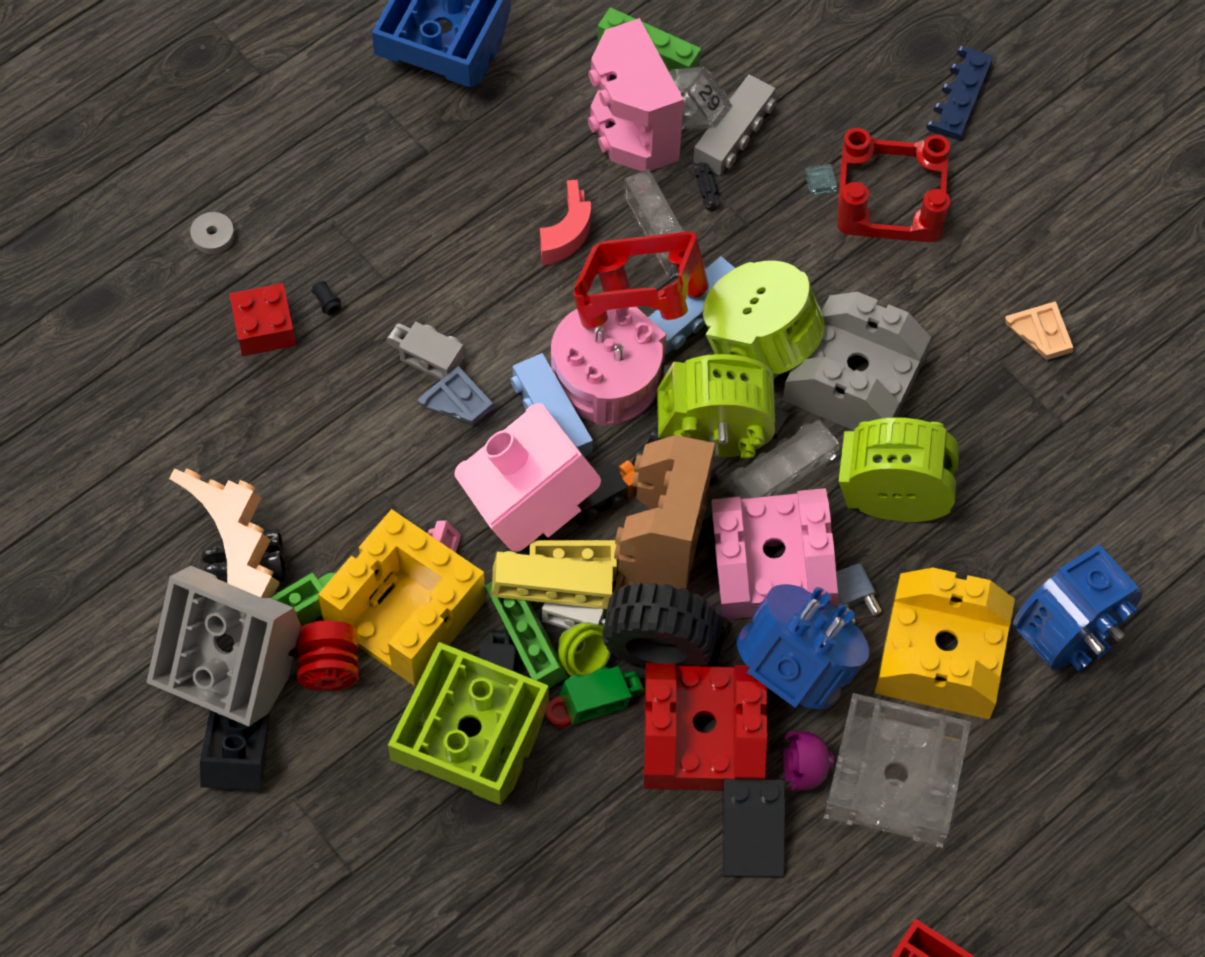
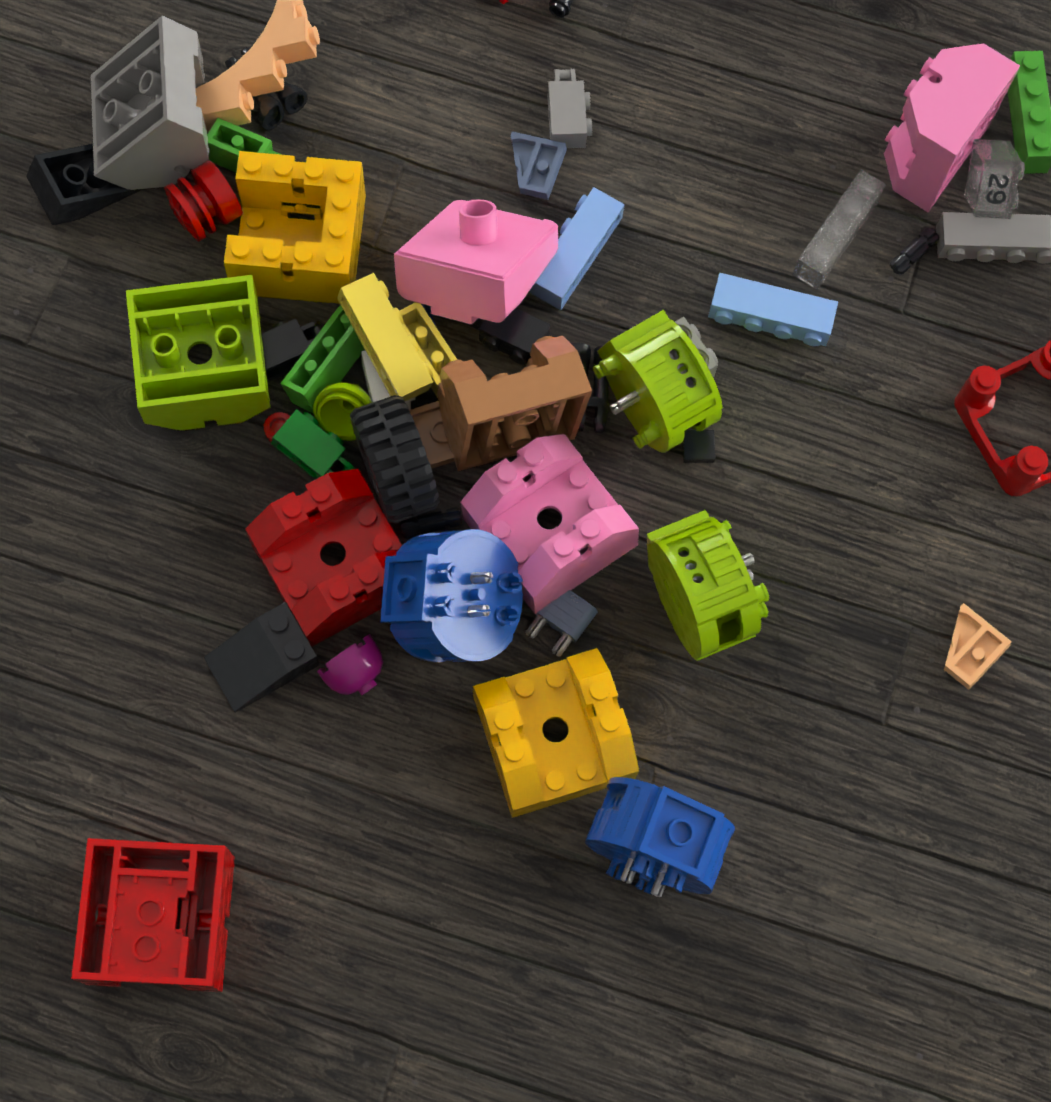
camera: 55 degrees right, 10 degrees up
(446, 534) = (384, 234): bright pink tile -> none
(568, 235) = (779, 160): coral arch -> none
(608, 262) = (754, 203): red piece -> none
(610, 368) = (652, 260): bright pink piece -> none
(765, 315) = (785, 373): lime piece -> none
(786, 463) = (652, 482): clear brick -> none
(820, 179) = (998, 349): clear light blue tile -> none
(884, 337) = (785, 527): light grey piece -> none
(919, 740) = (401, 716): clear piece -> none

